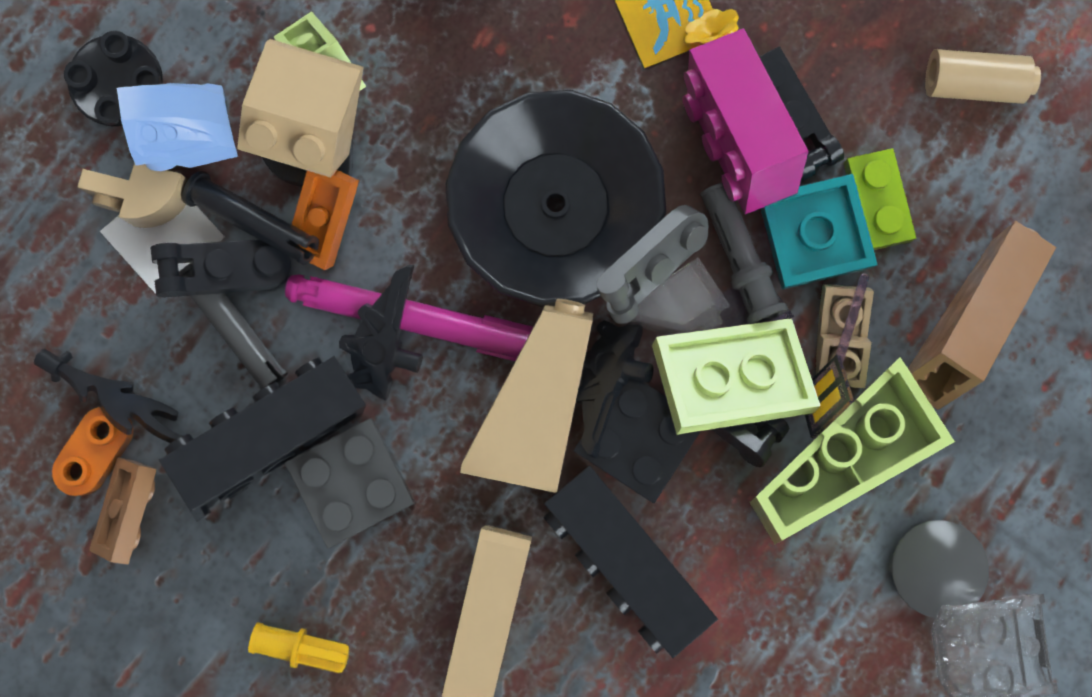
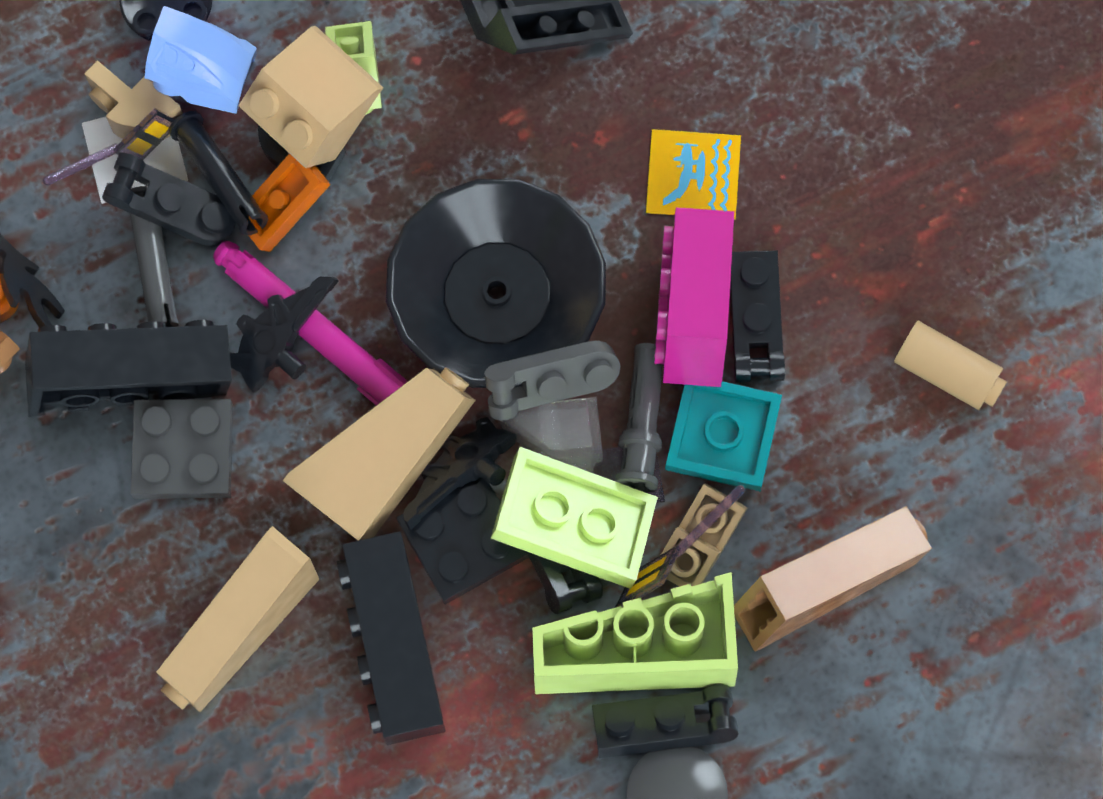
camera: 30 degrees right, 10 degrees down
(160, 230) = (138, 142): none -> clear purple piece
(298, 648) = (58, 569): yellow axle -> none
(711, 27) = (725, 200): yellow plant -> none
(882, 198) = (799, 434): lime plate -> none
(897, 514) = (664, 722): none -> black plate

